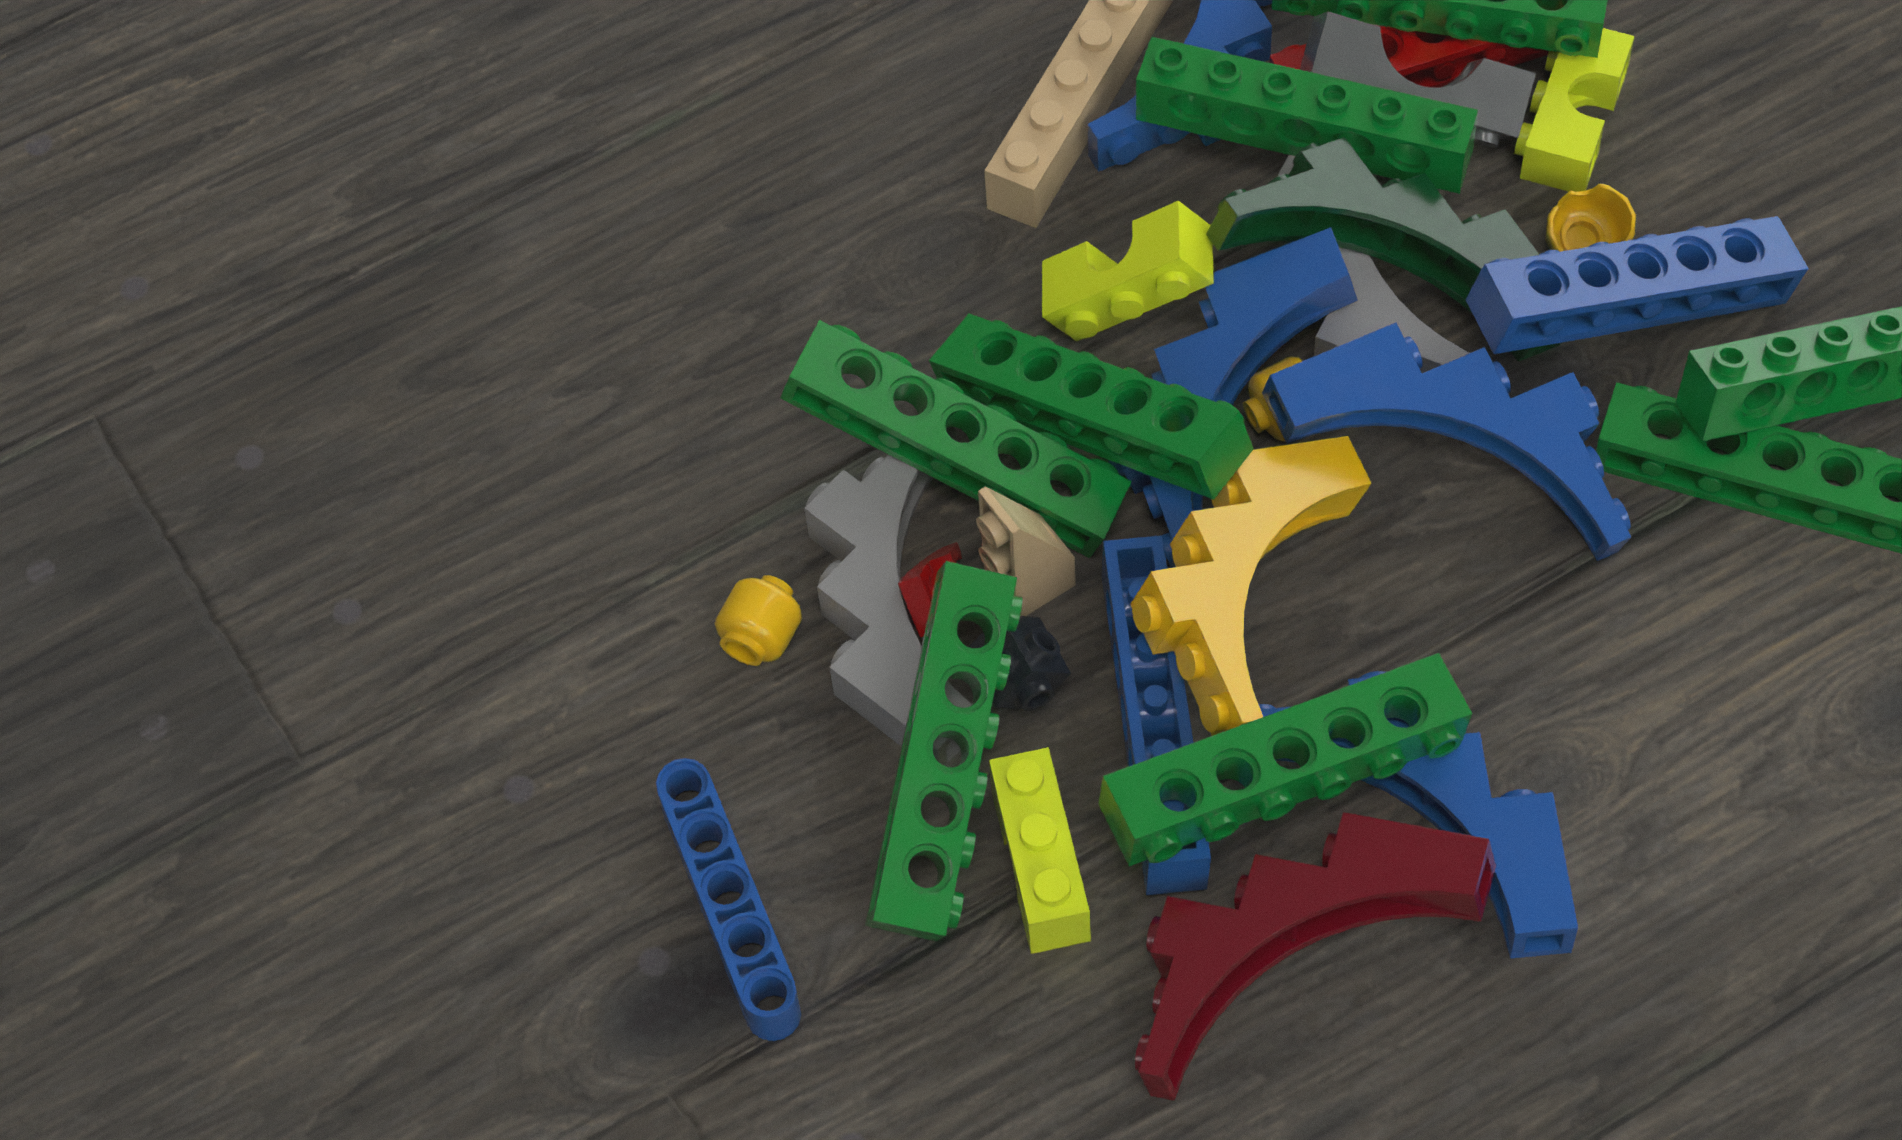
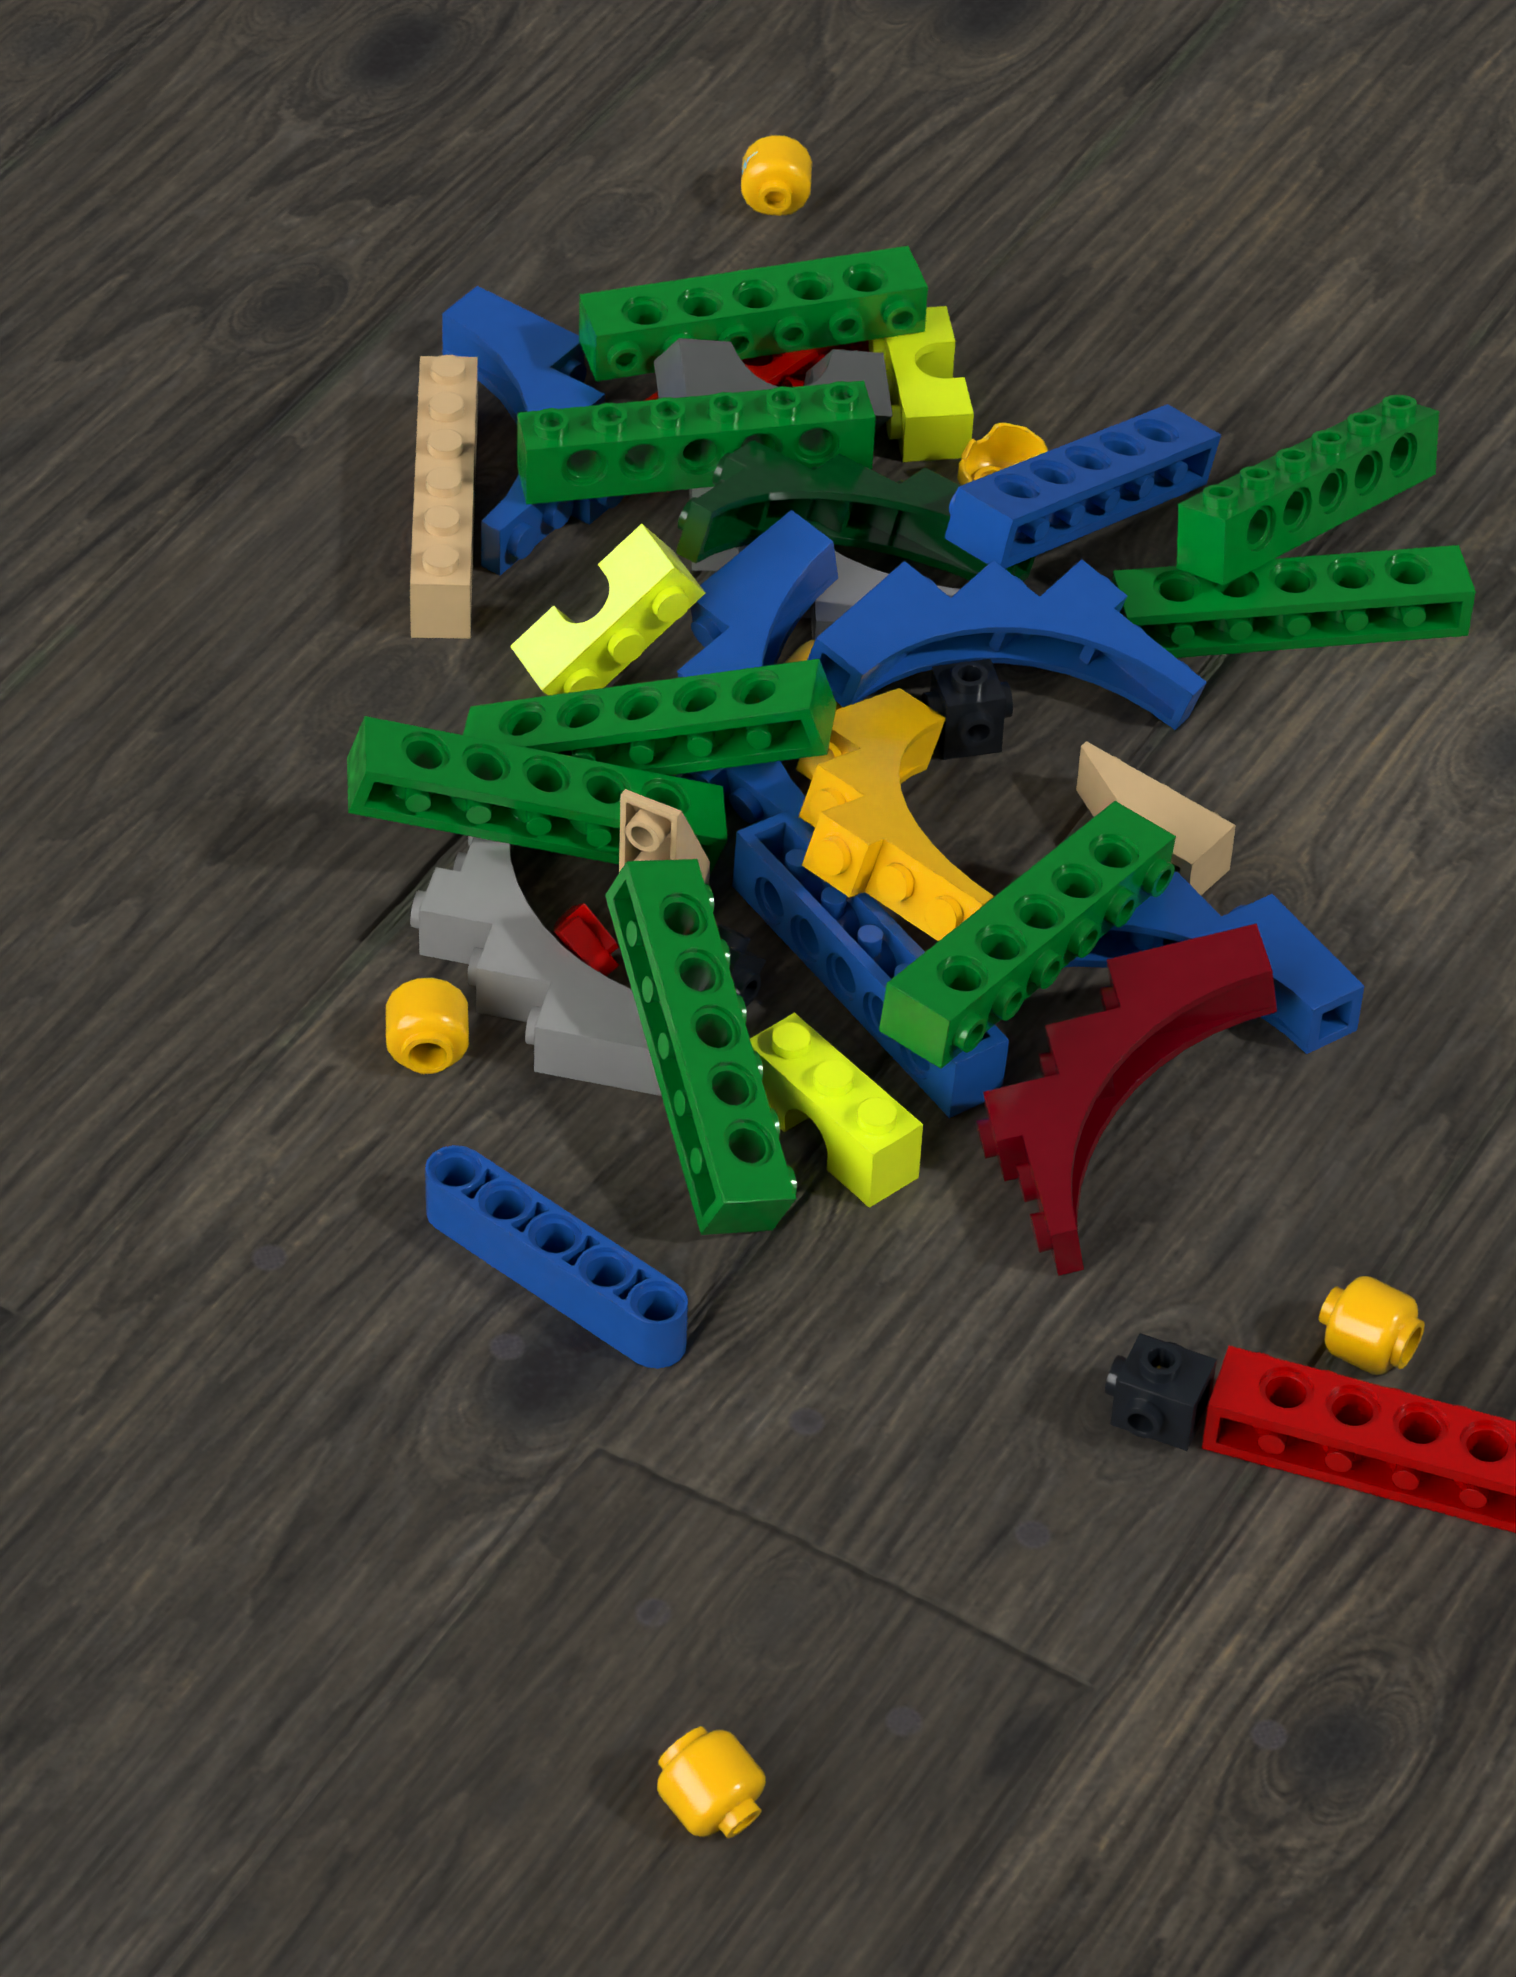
camera: 35 degrees left, 15 degrees down
(1405, 474) = (973, 707): none -> black brick
(1505, 681) = (1202, 836): none -> tan slope

